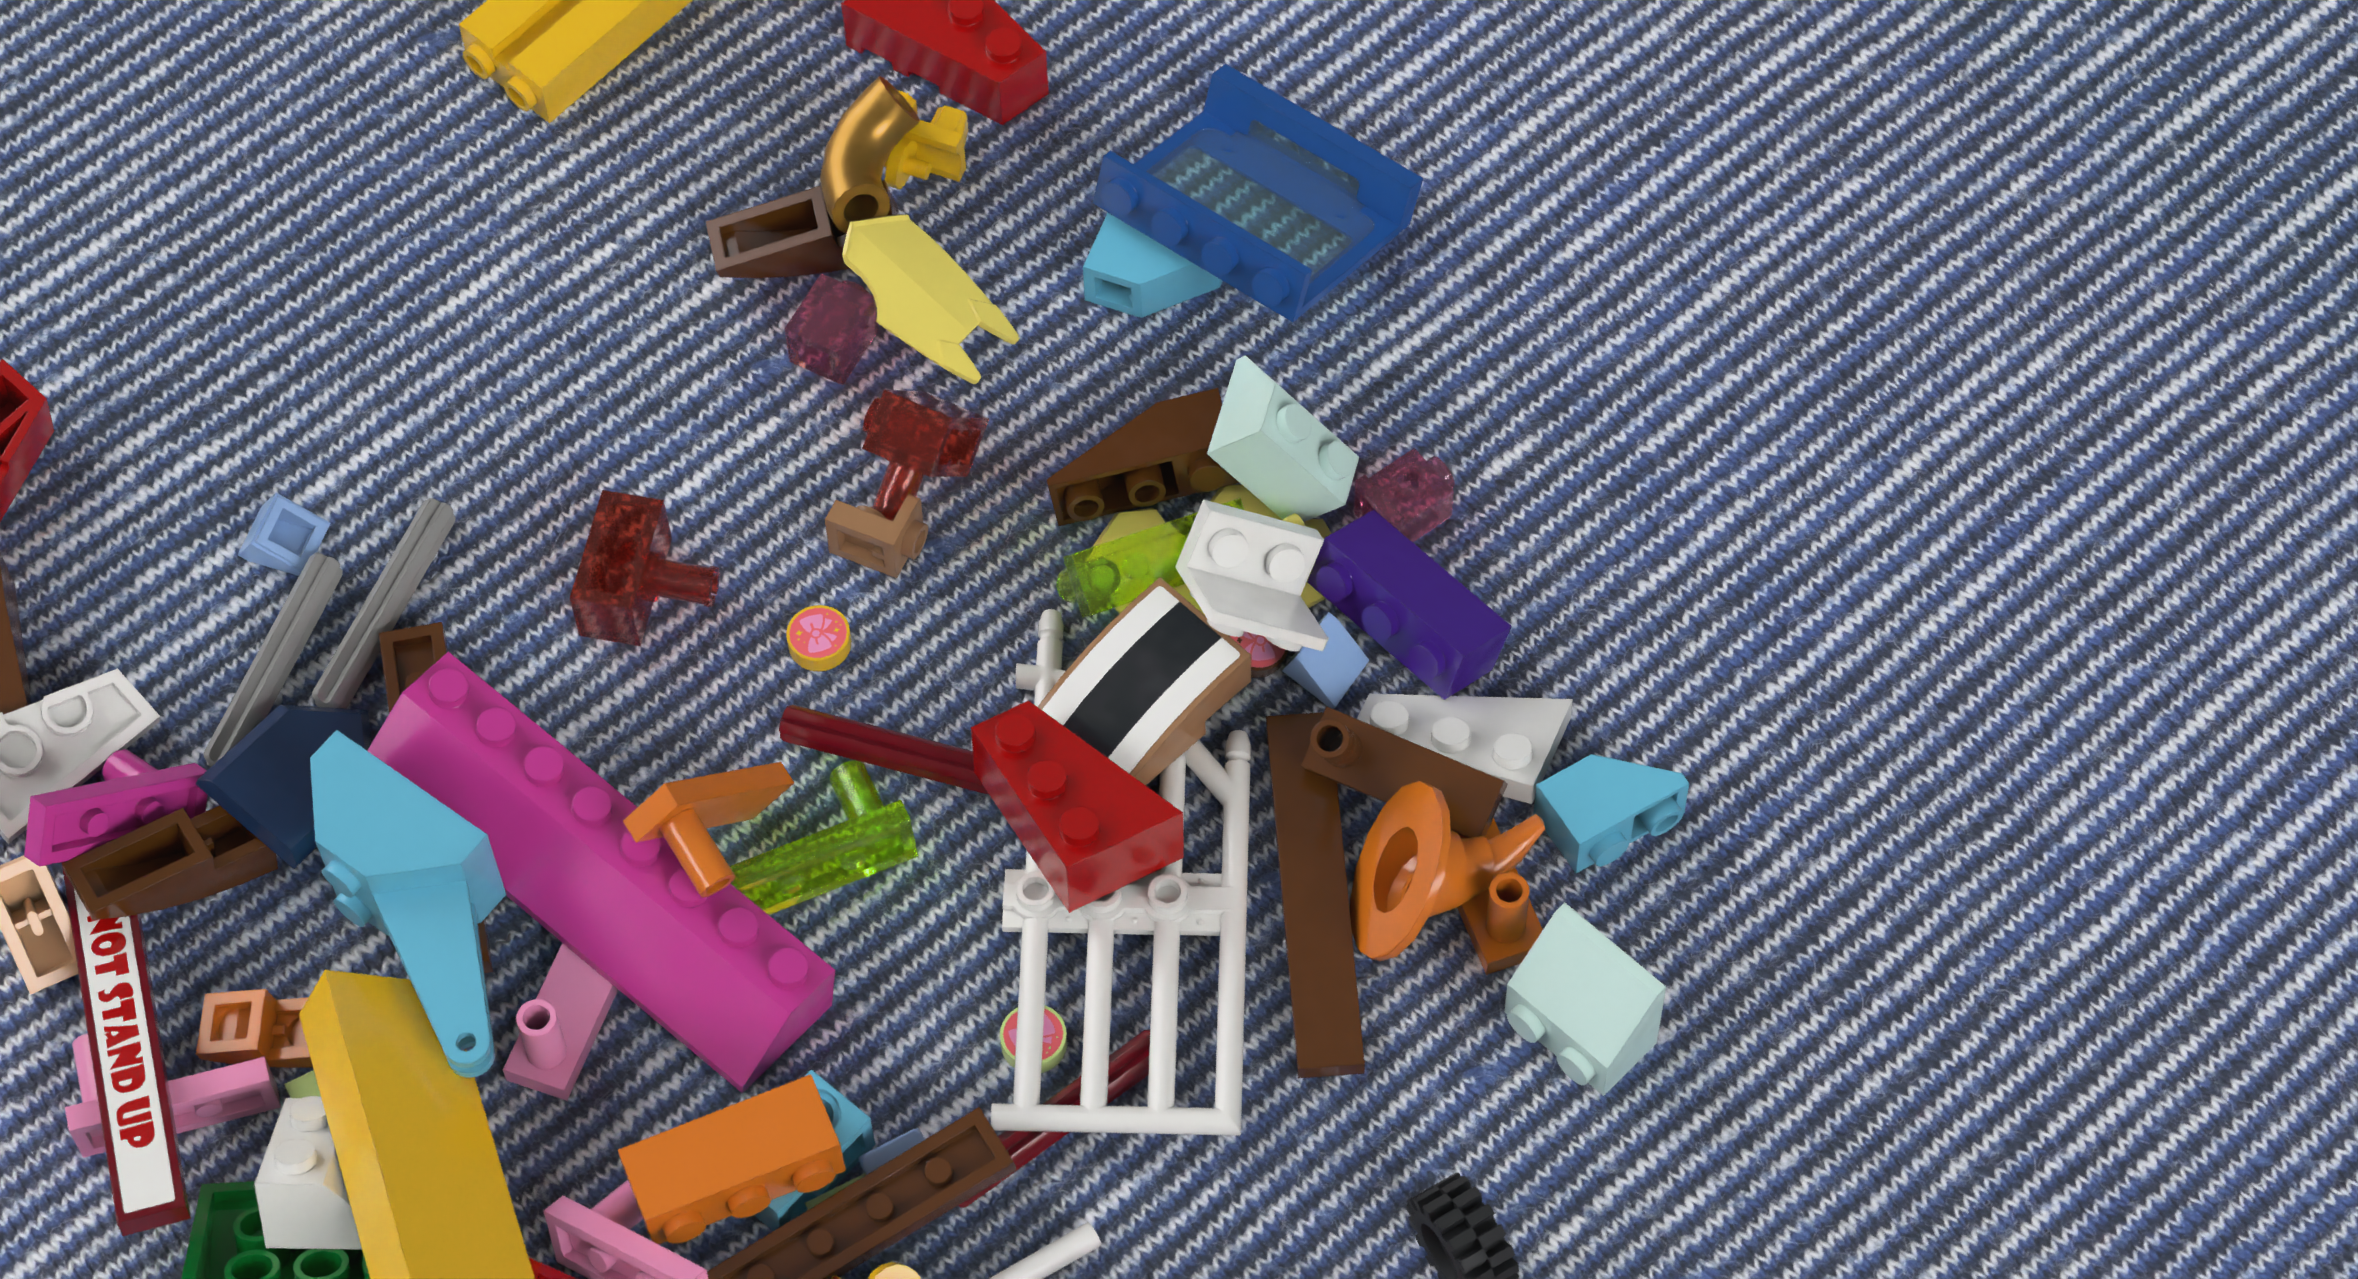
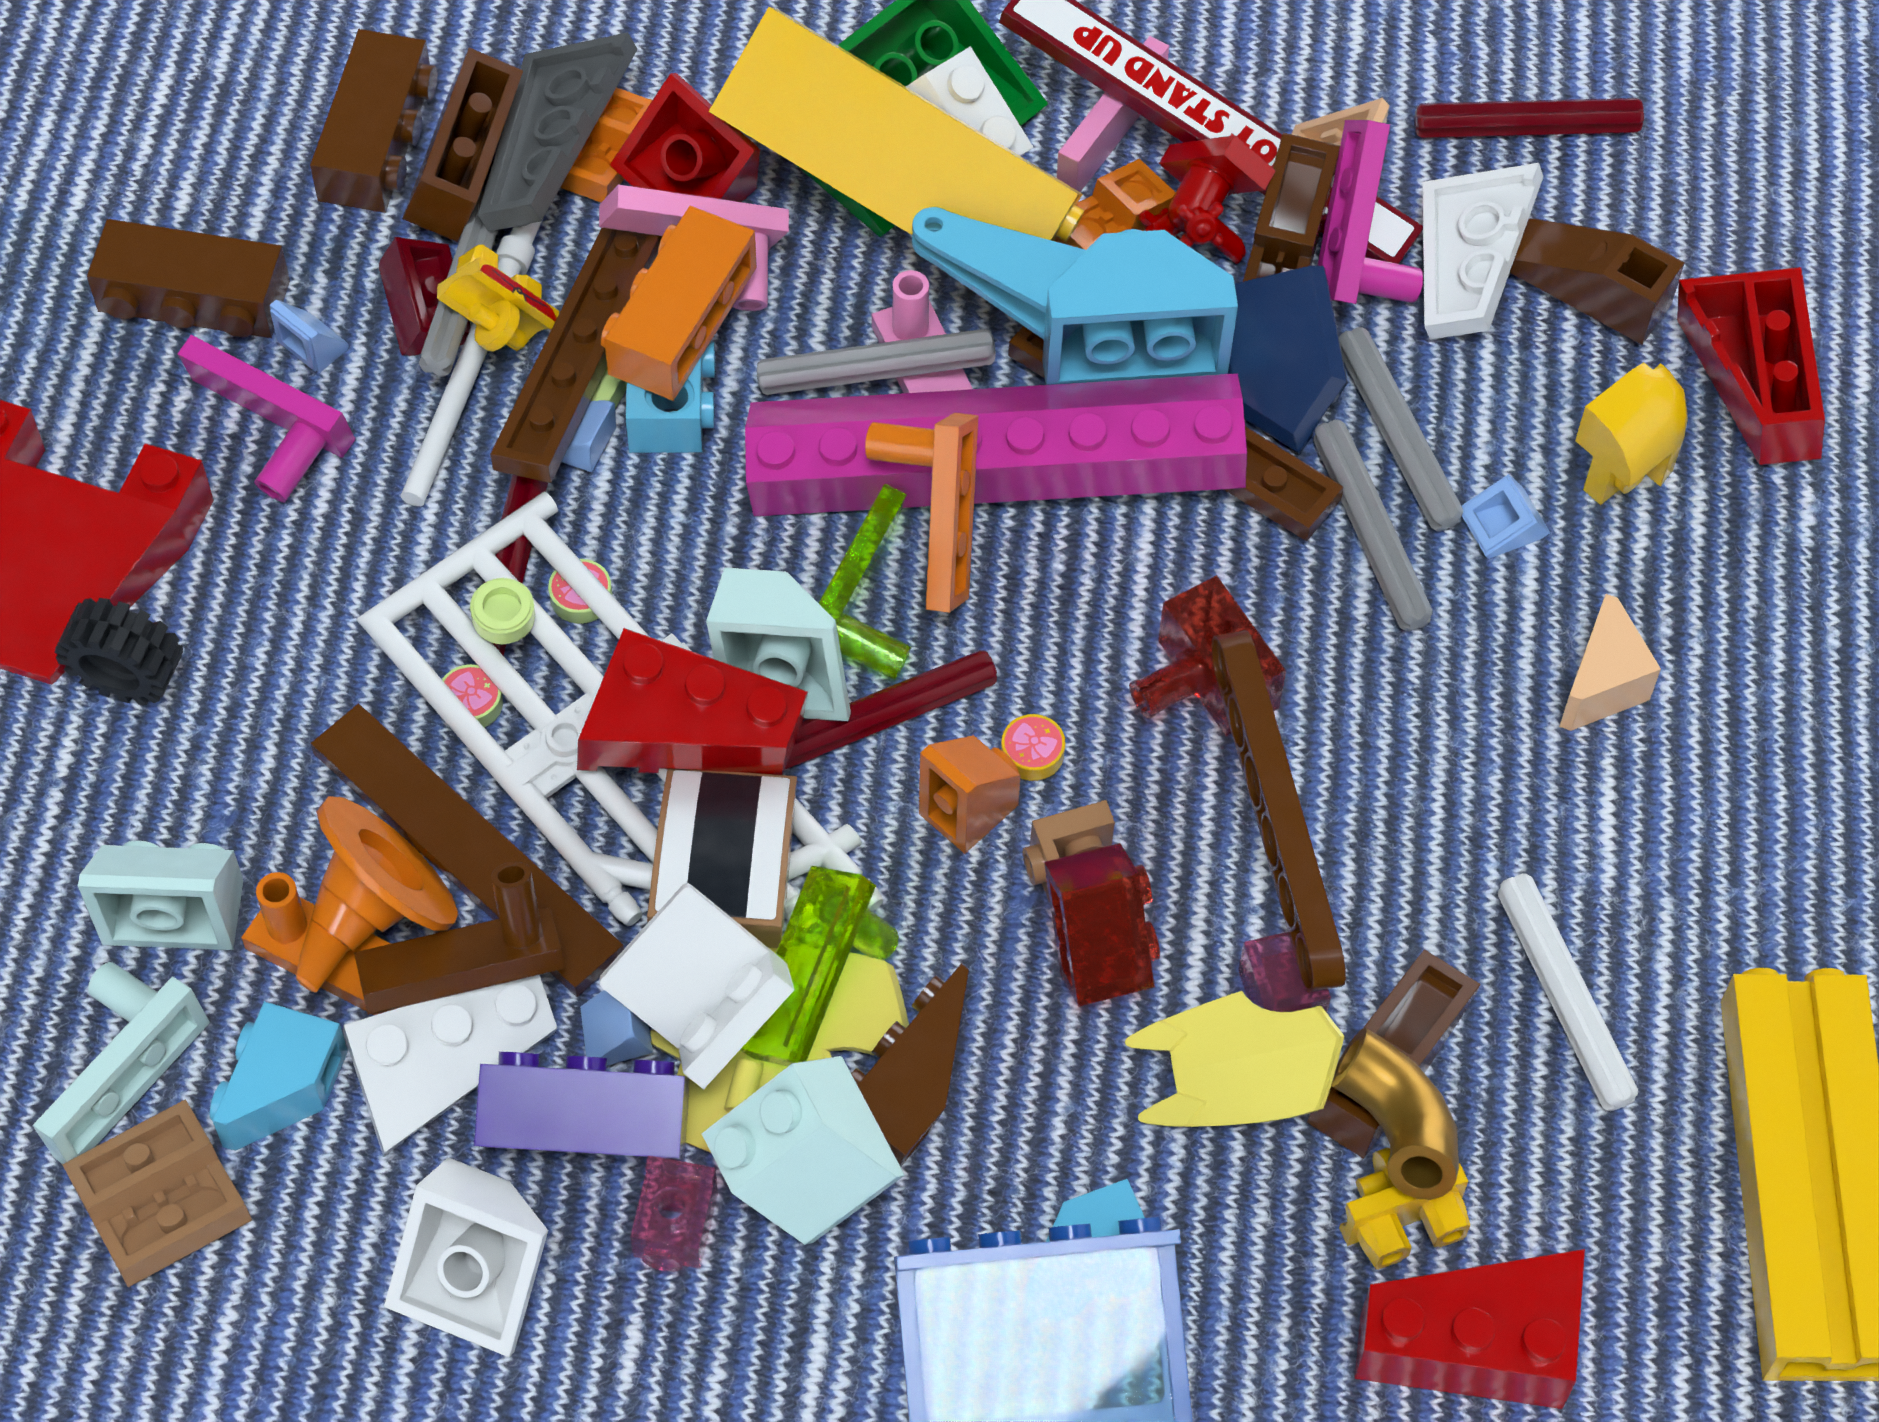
camera: 135 degrees right, 0 degrees up
(125, 484) = (1633, 431): none -> yellow brick
(202, 945) = (1207, 175): none -> red piece
(358, 360) = (1614, 669): none -> light nougat slope
(611, 1027) = (876, 361): none -> light grey axle
(644, 194) = (1567, 992): none -> white axle
(724, 390) = (1278, 812): none -> reddish brown beam
(906, 616) = (966, 789): none -> orange slope
(948, 816) = (782, 633): none -> light aqua slope
(1123, 1029) = (502, 611): none -> yellowish green tile
(1198, 1015) = (475, 692): none -> tile
(1570, 575) = (468, 1257): none -> white slope
(1667, 909) = (156, 1035): none -> light aqua piece
(1762, 802) = (157, 1192): none -> medium nougat slope

